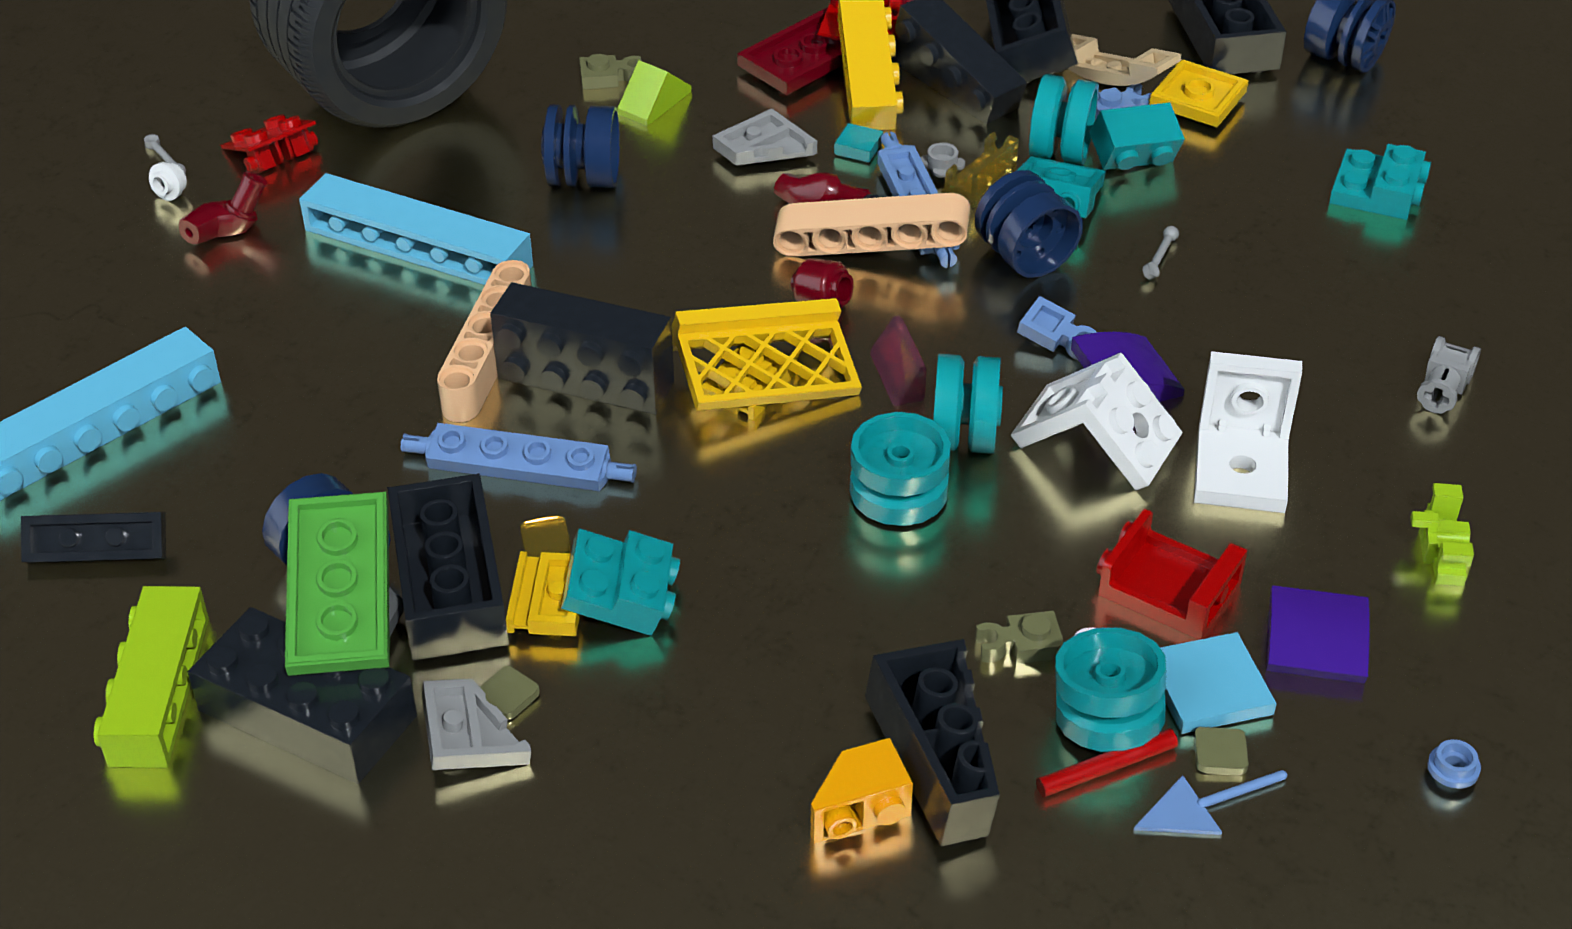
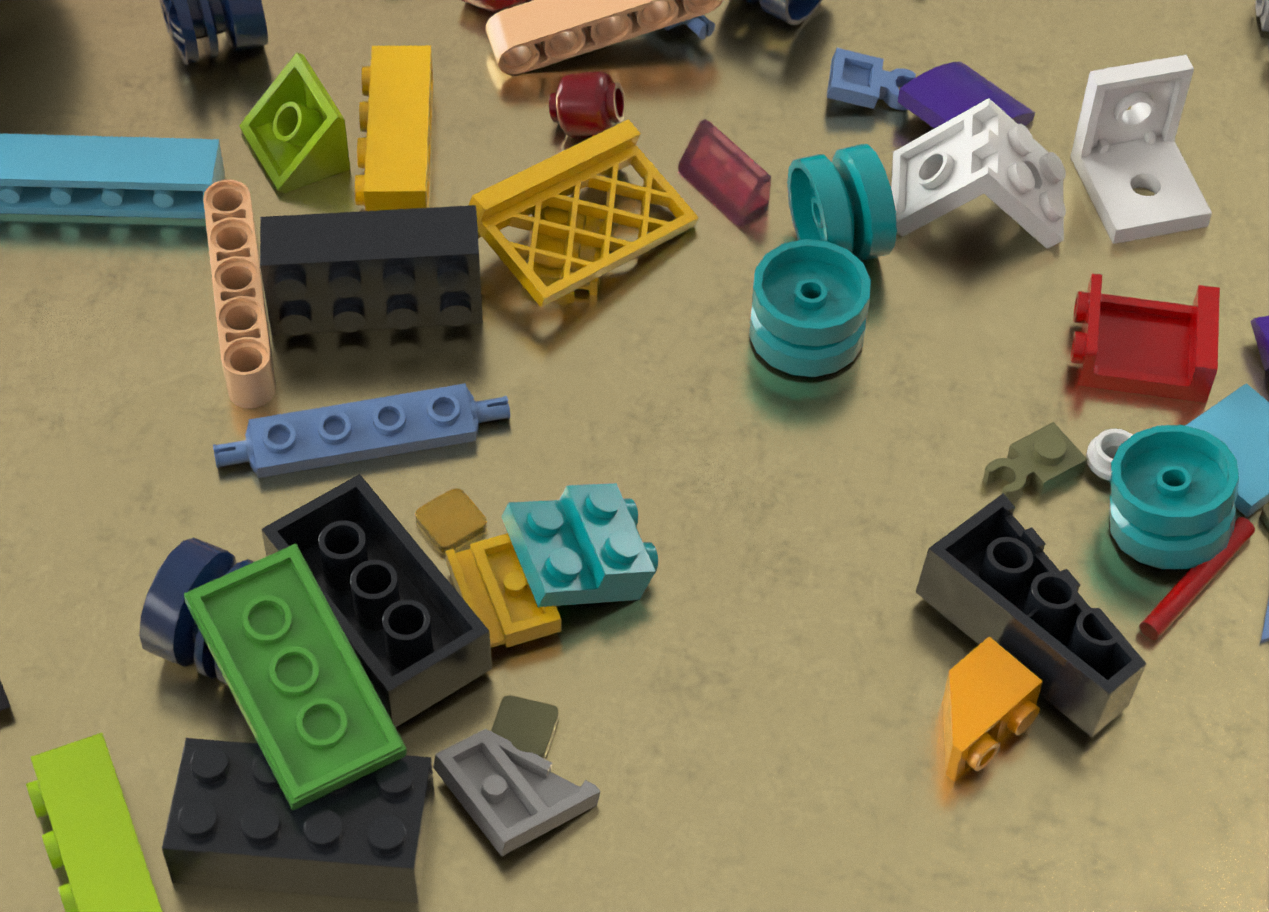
camera: 25 degrees left, 10 degrees up
(595, 247) = (297, 129): none -> lime slope
(671, 261) = (397, 129): none -> yellow brick

